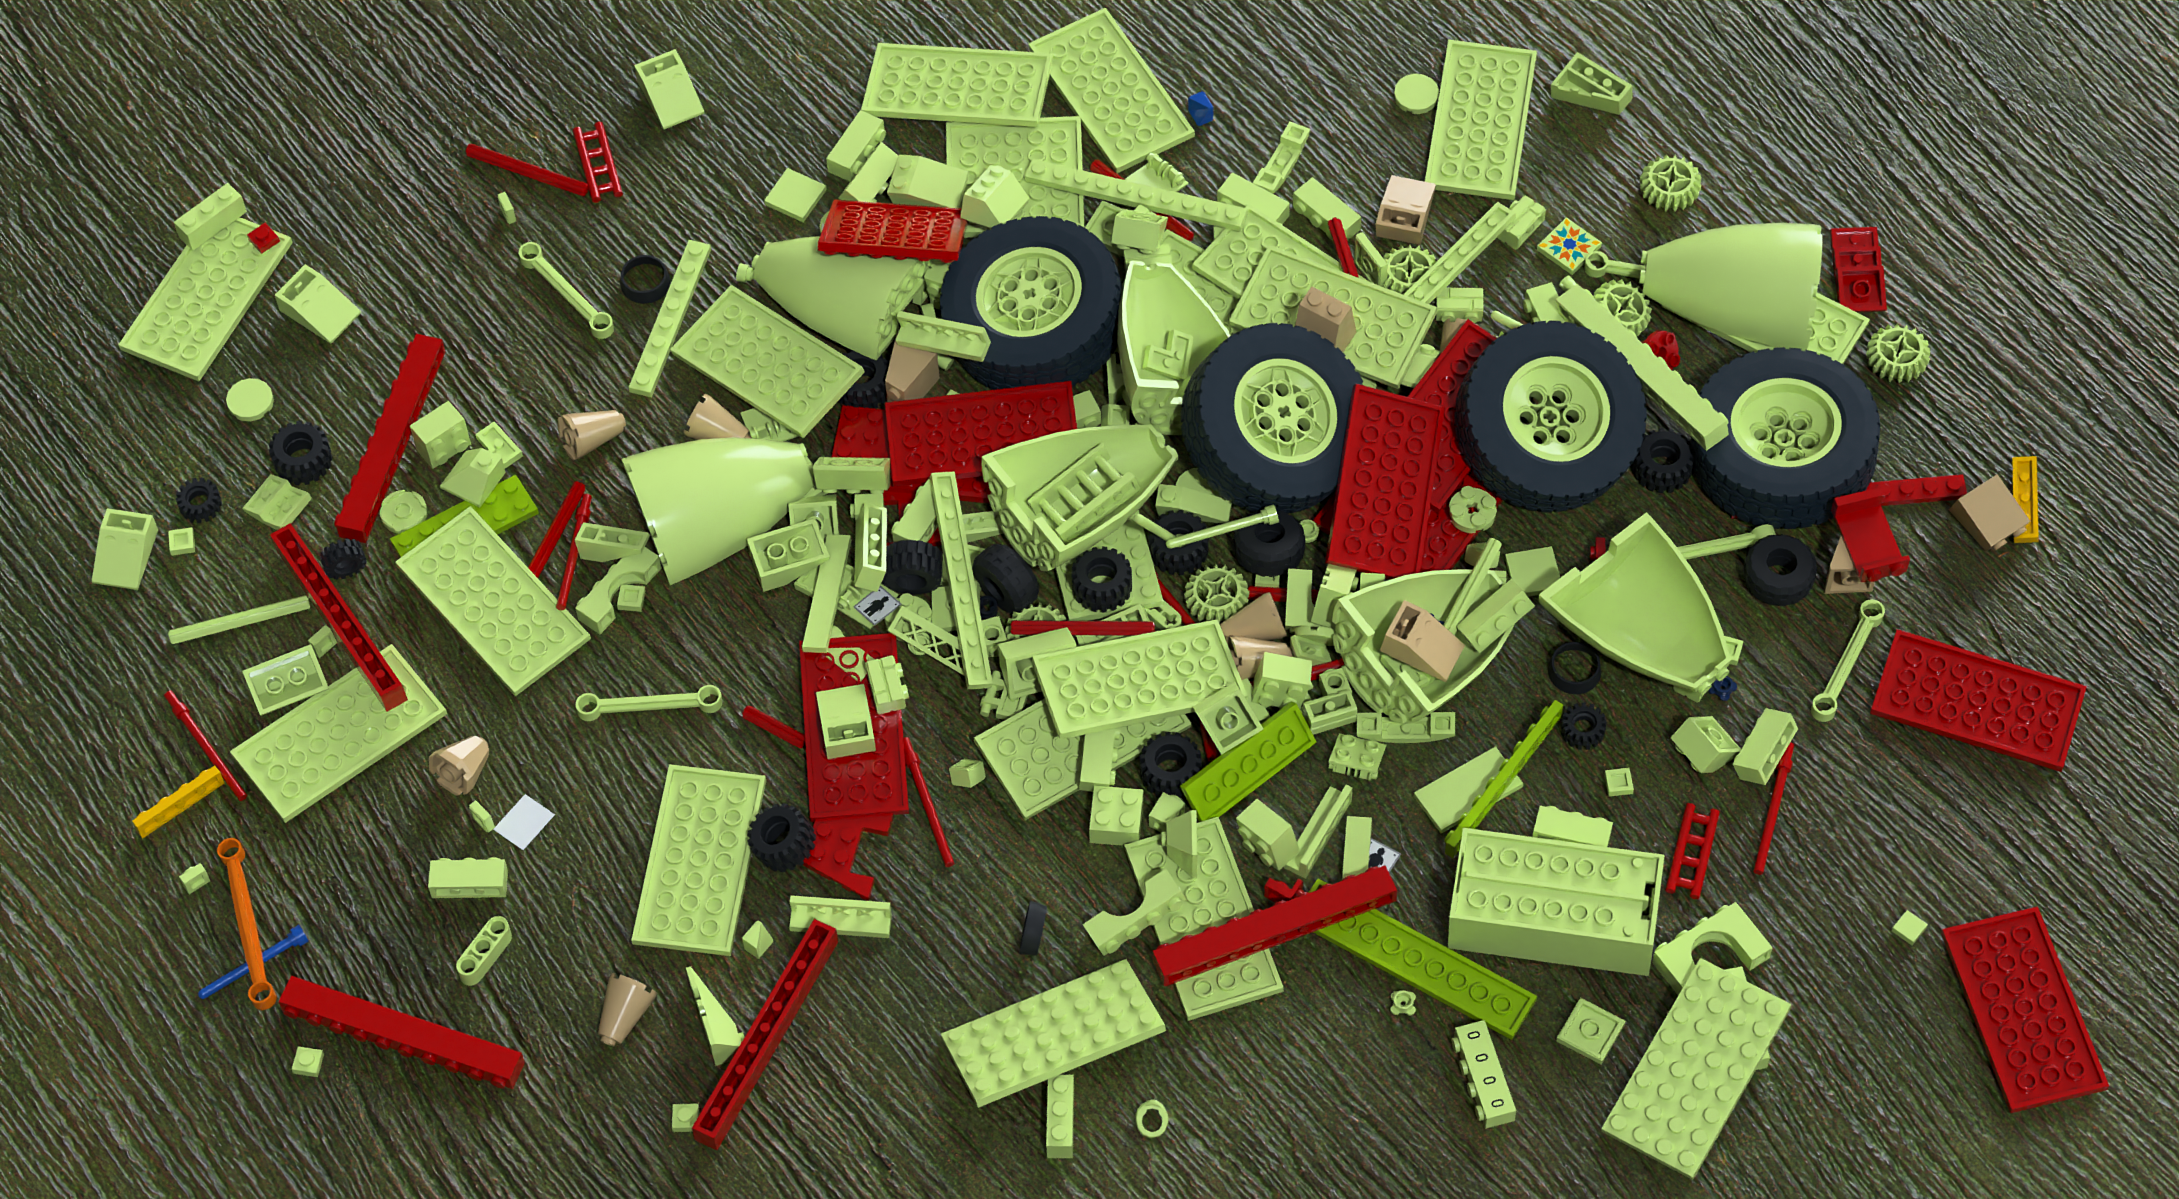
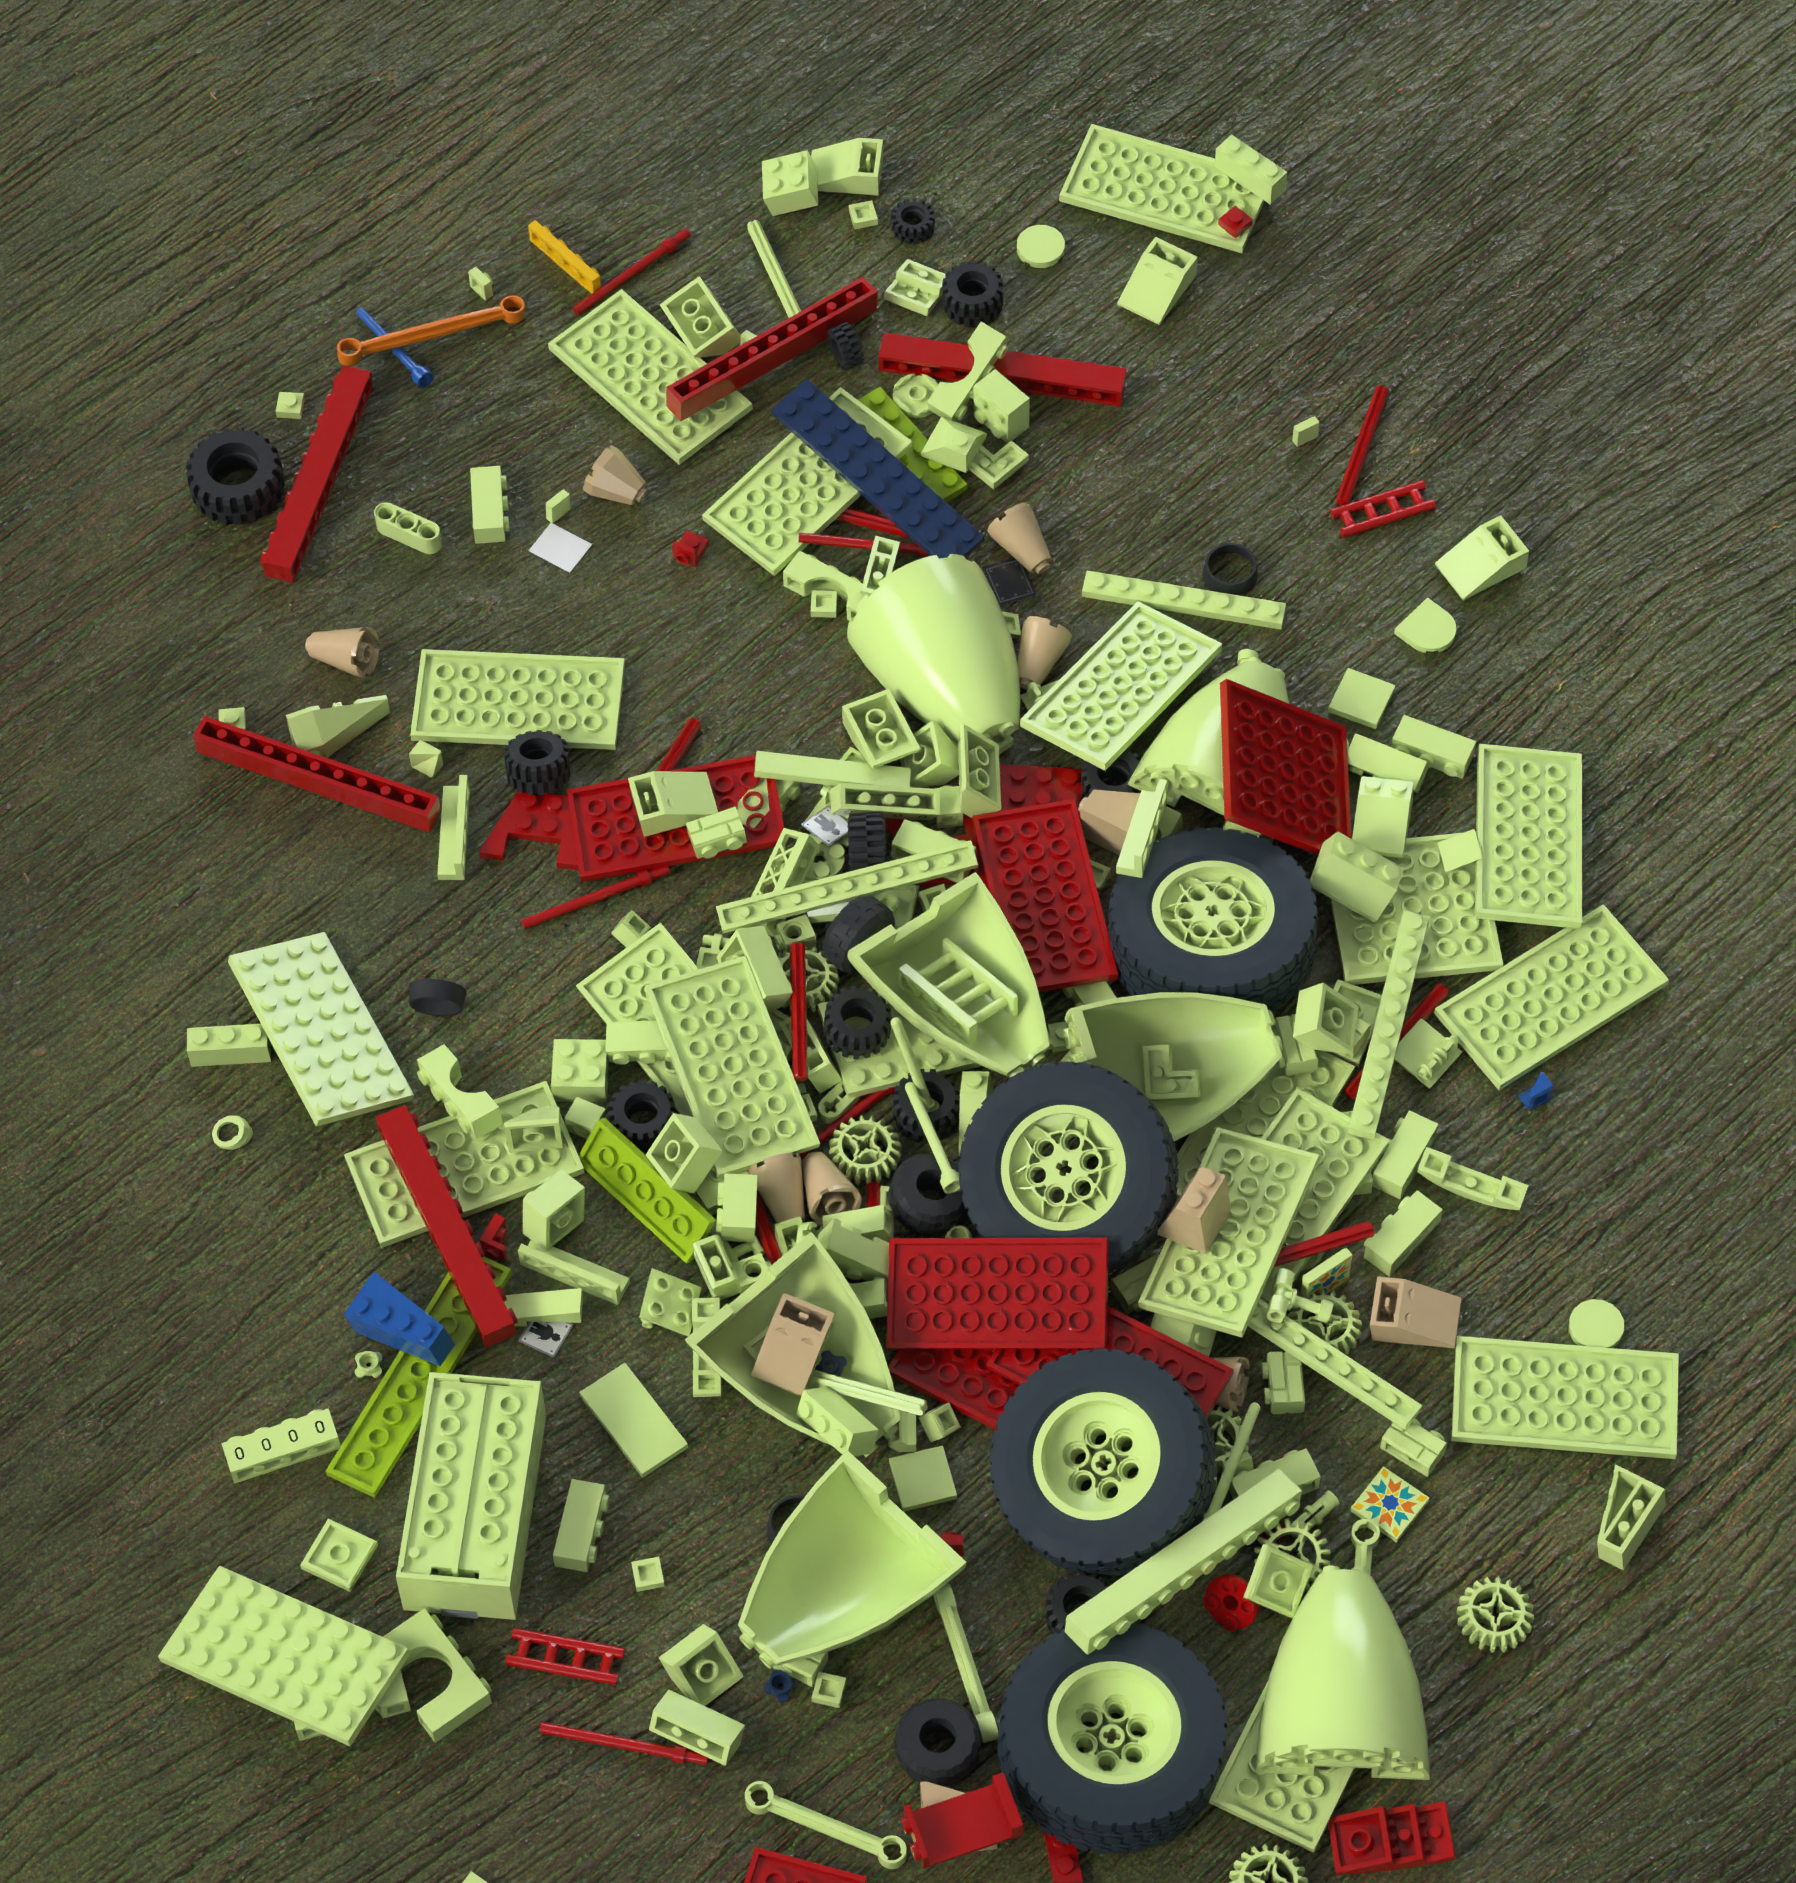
camera: 85 degrees right, 0 degrees up
(135, 596) = (790, 183): none -> yellowish green brick
(382, 435) = (950, 399): none -> yellowish green arch
(387, 1077) = (230, 451): none -> black tyre
(502, 536) = (876, 473): none -> dark blue plate
(548, 707) = (690, 548): none -> red bracket
(566, 290) = (1207, 500): yellowish green piece -> none
(622, 447) = (1009, 581): none -> black sticker
(648, 703) = (700, 635): yellowish green piece -> none
(729, 140) = (1428, 628): none -> yellowish green tile
(968, 131) = (1460, 850): none -> yellowish green sticker
(1370, 968) = (396, 1321): none -> blue wedge
(1397, 280) = (1286, 1297): none -> yellowish green bar
(1475, 498) = (979, 1392): yellowish green plate -> none
(1508, 771) = (647, 1452): lime plate -> none
(1583, 738) = (723, 1550): black tyre -> none
(1651, 311) = (1278, 1581): none -> yellowish green plate

